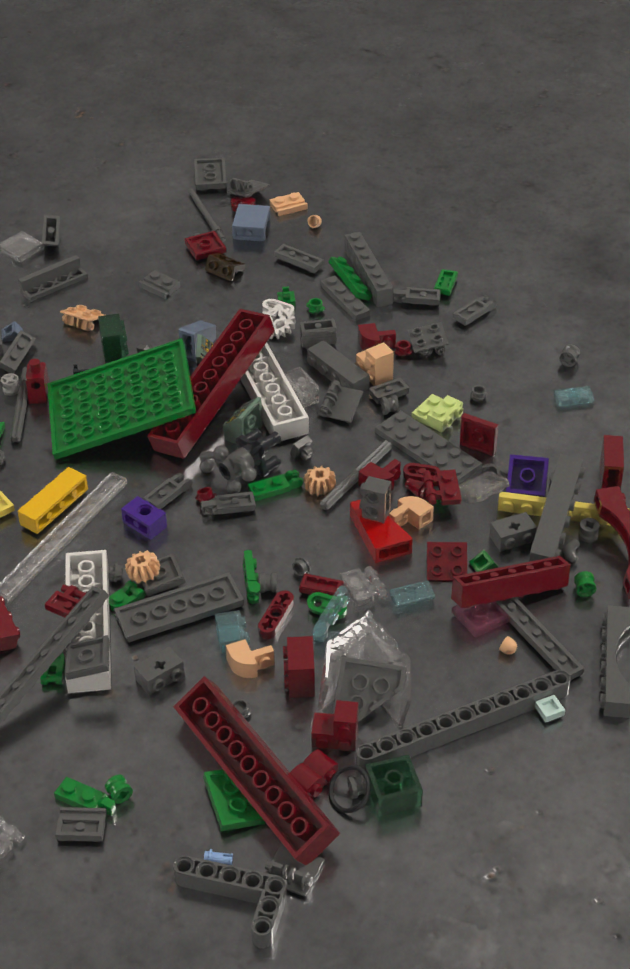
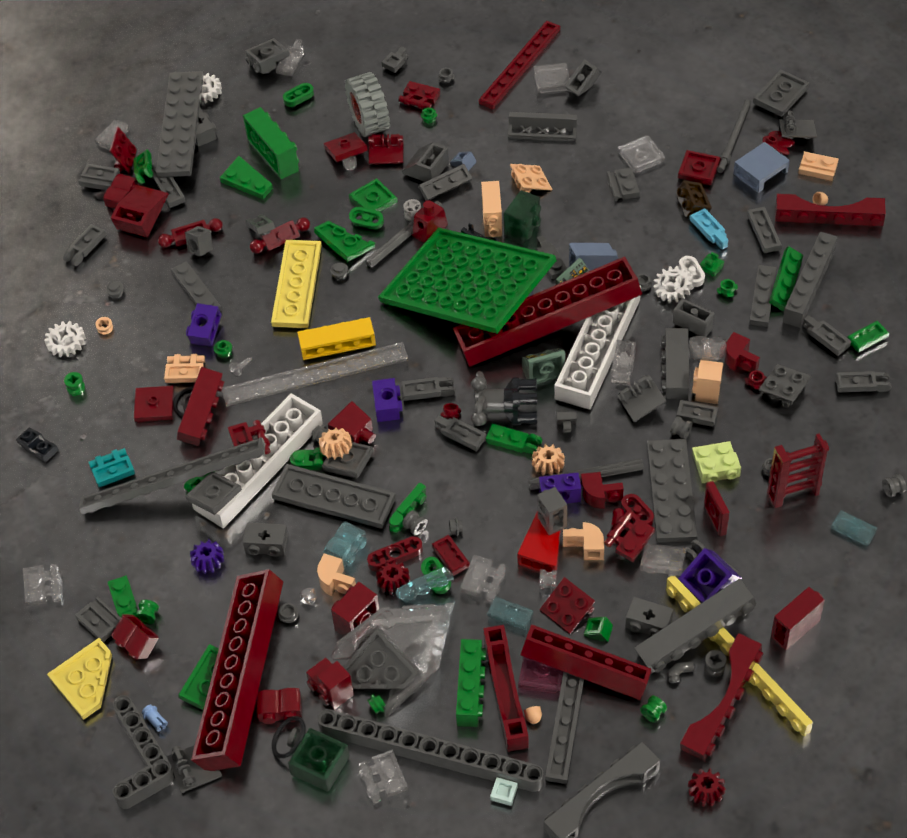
camera: 45 degrees right, 10 degrees up
(76, 335) = (491, 209): none -> light nougat window
(119, 876) = (84, 678): none -> light yellow plate
(123, 715) = (207, 556): none -> dark purple gear
(132, 812) = (134, 636): none -> dark red brick
(134, 542) = (354, 422): none -> dark red torso
(150, 259) = (641, 154): none -> clear tile
(241, 686) = (308, 596): none -> clear hinge
(259, 276) = (710, 228): none -> medium azure hinge
(295, 626) = (392, 577): none -> dark red gear
(306, 235) = (795, 209): none -> dark red arch
(348, 492) = (566, 484): none -> dark purple brick
(352, 344) = (707, 348): none -> clear cylinder
(387, 719) = (376, 703): none -> green plate
(413, 554) = (548, 579): none -> clear wheel
(441, 656) = (469, 683): none -> green brick
(454, 758) = (389, 773): none -> clear plate
(504, 658) = (505, 688): none -> dark red arch
(511, 374) = (781, 468): none -> dark red fence

